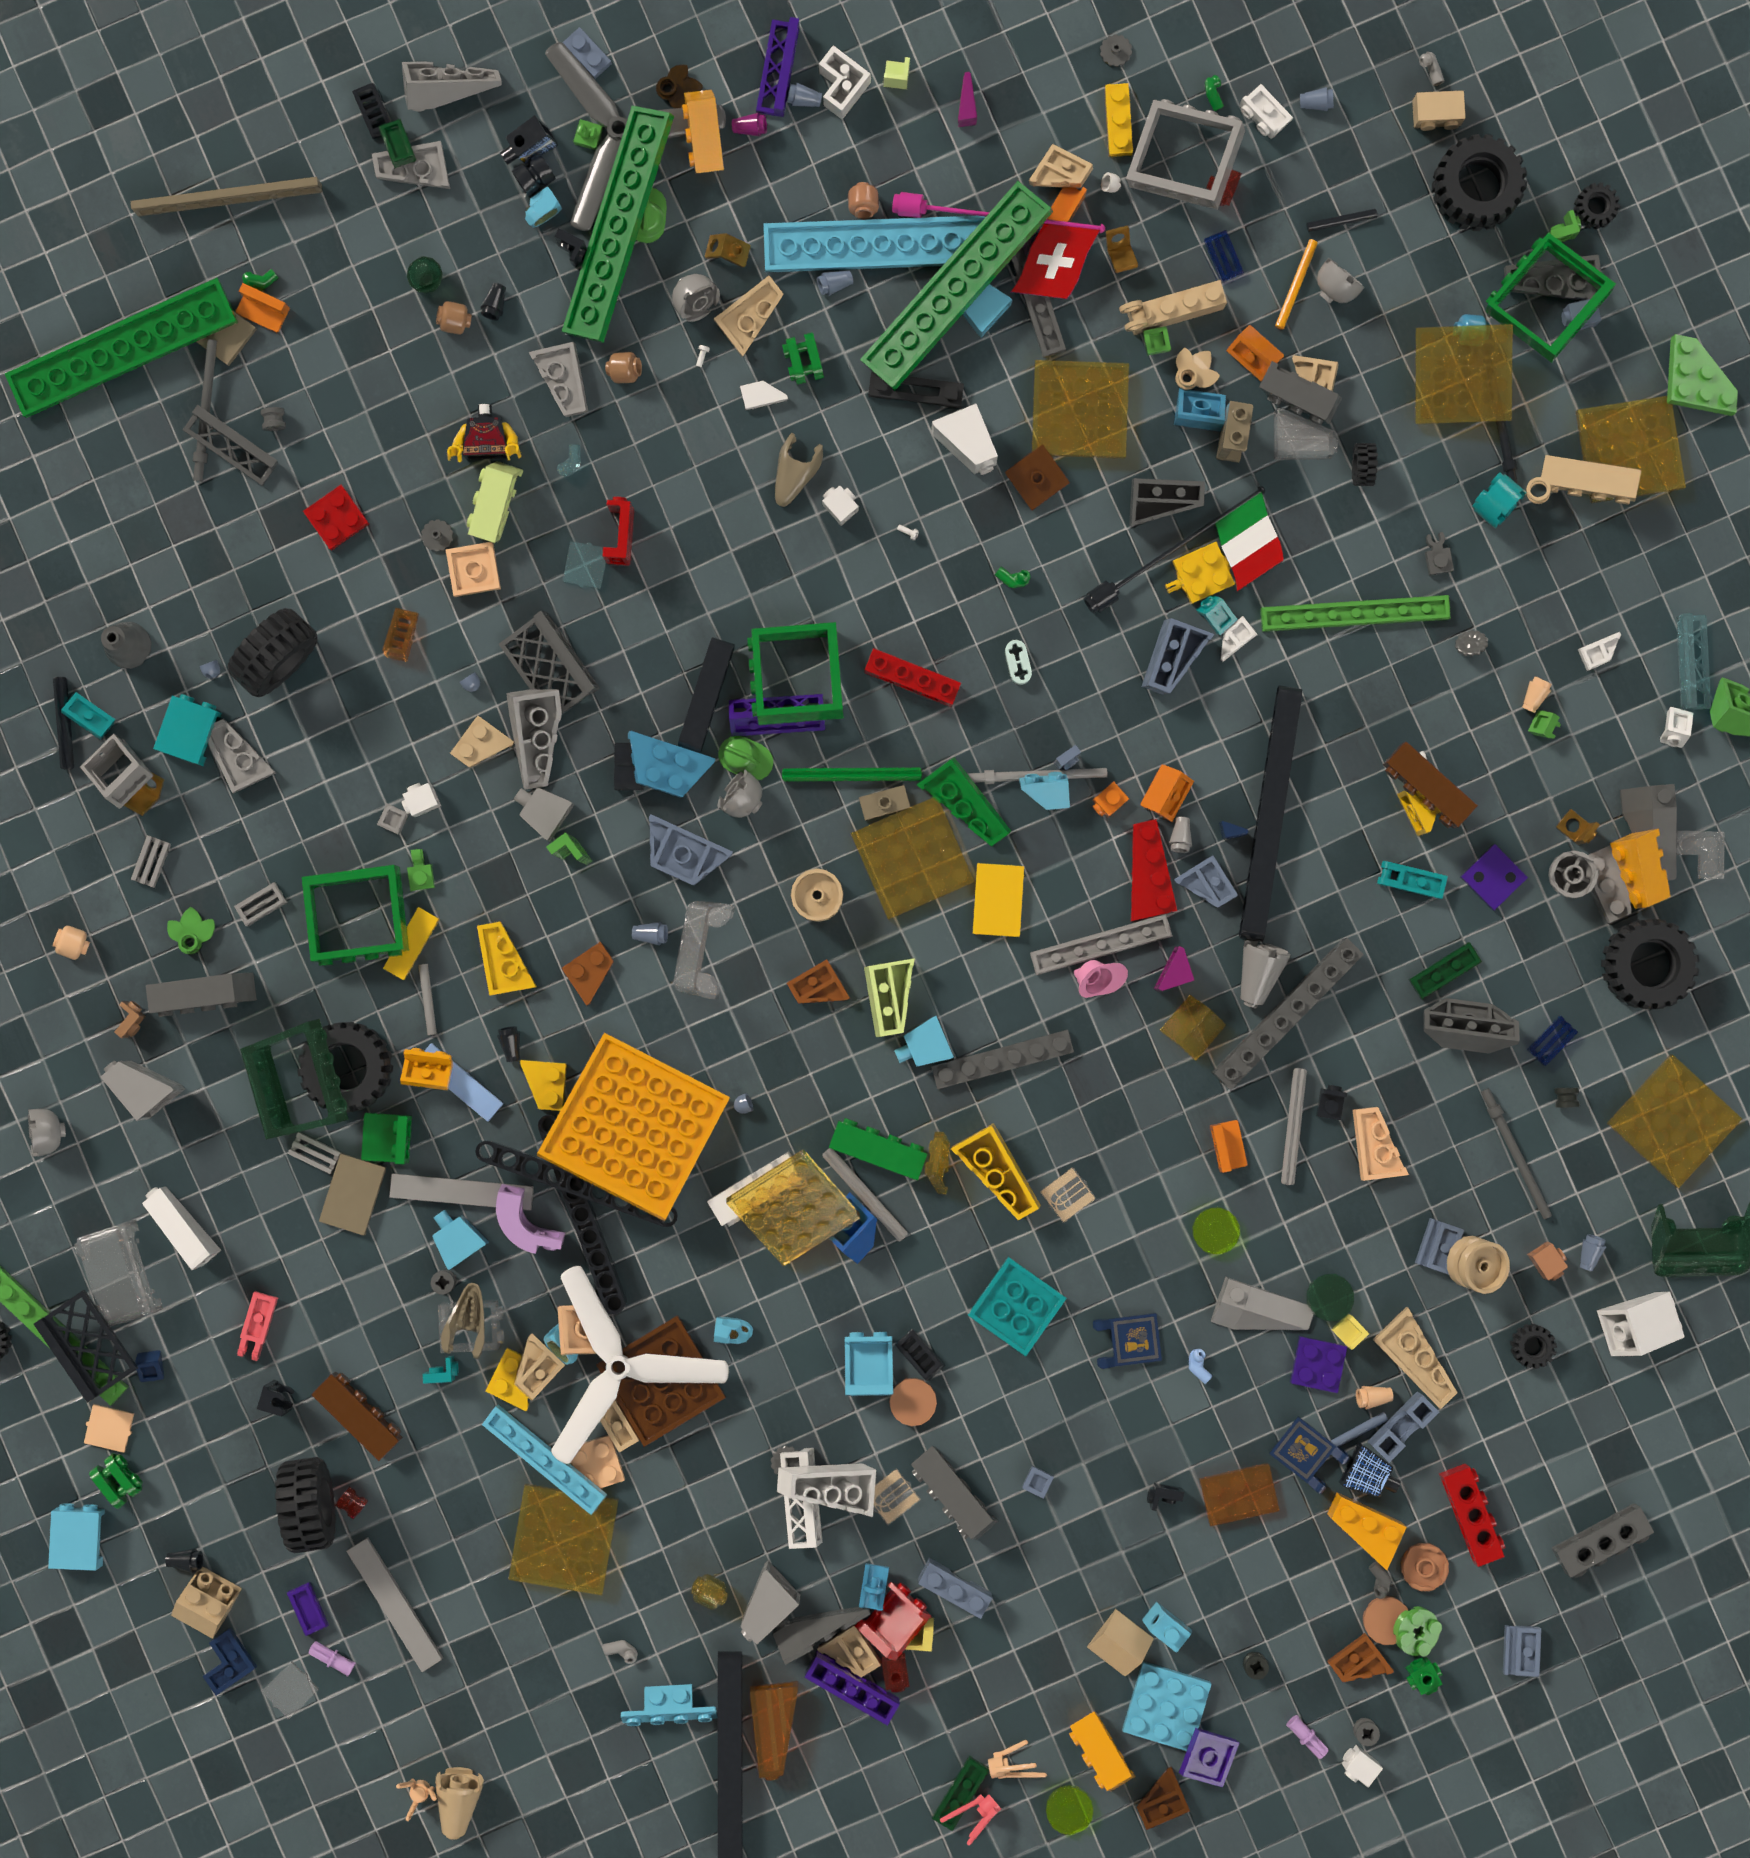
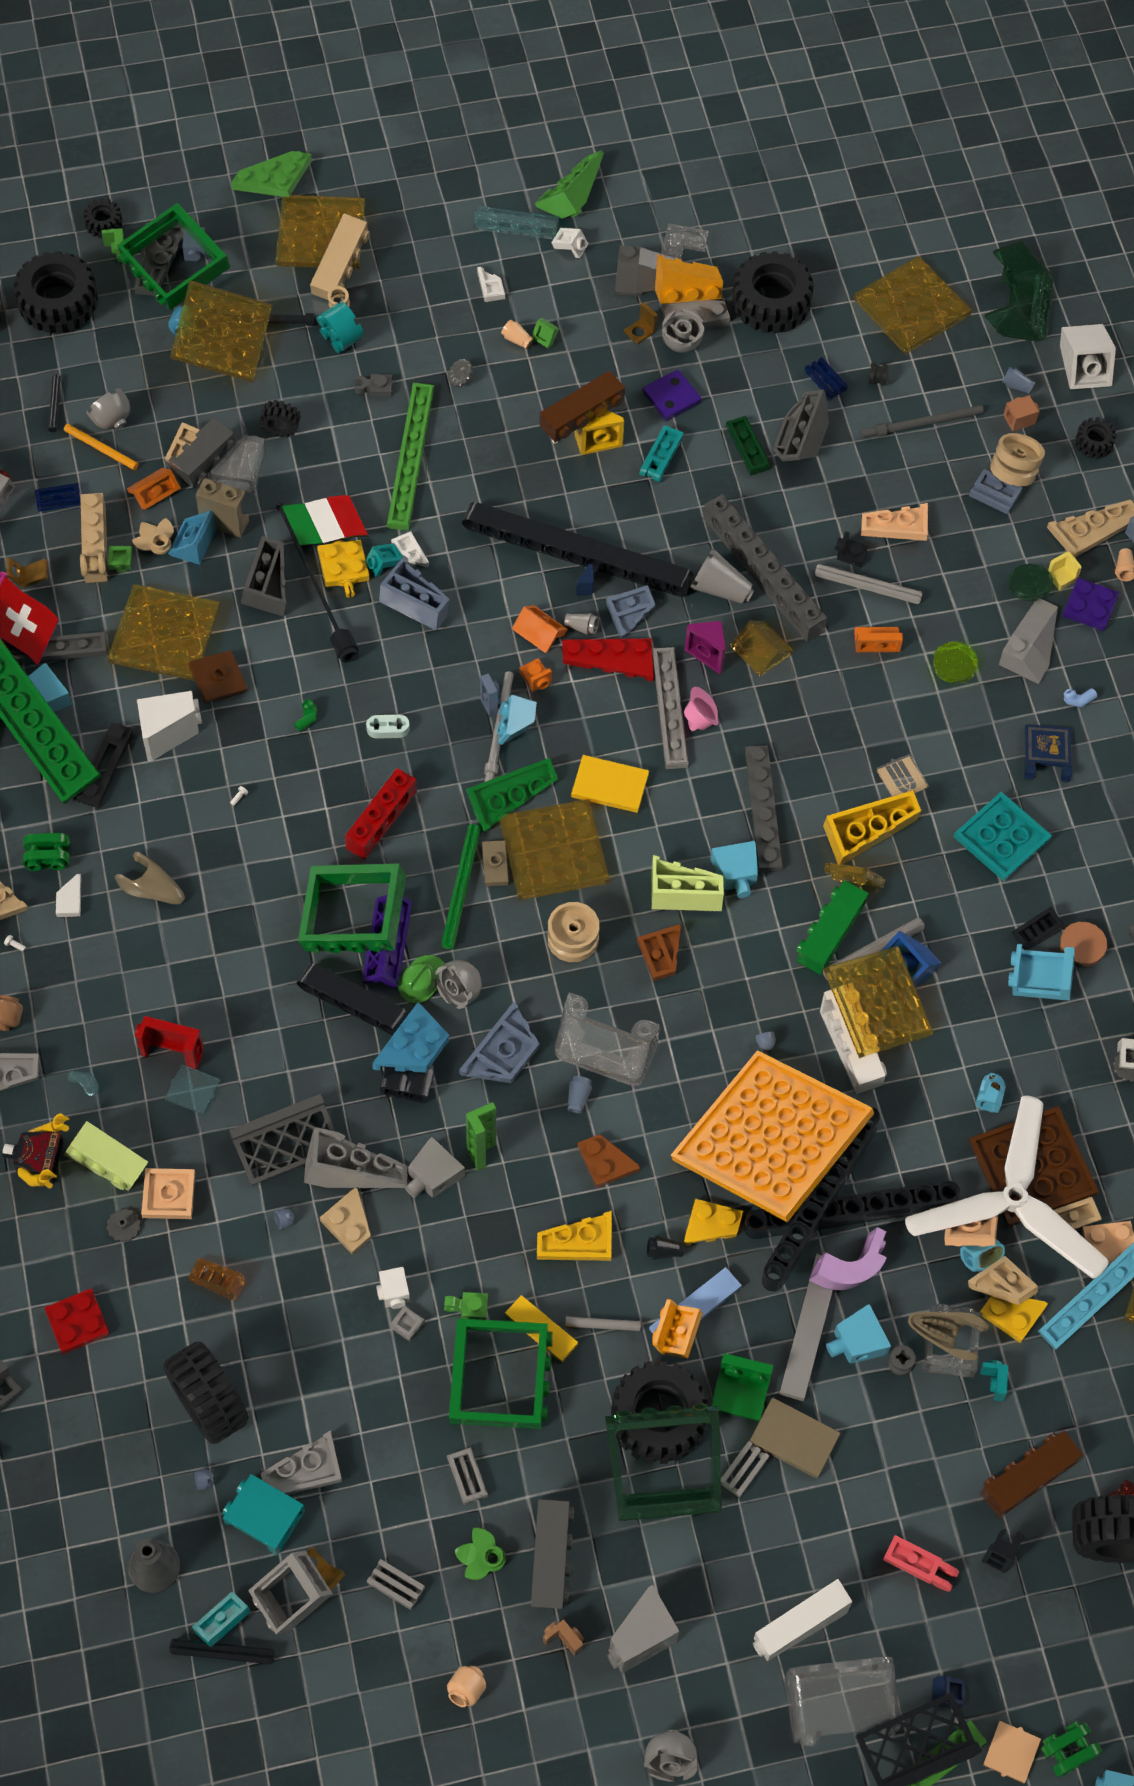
camera: 85 degrees left, 25 degrees down
(840, 504) = (197, 846): white brick -> none

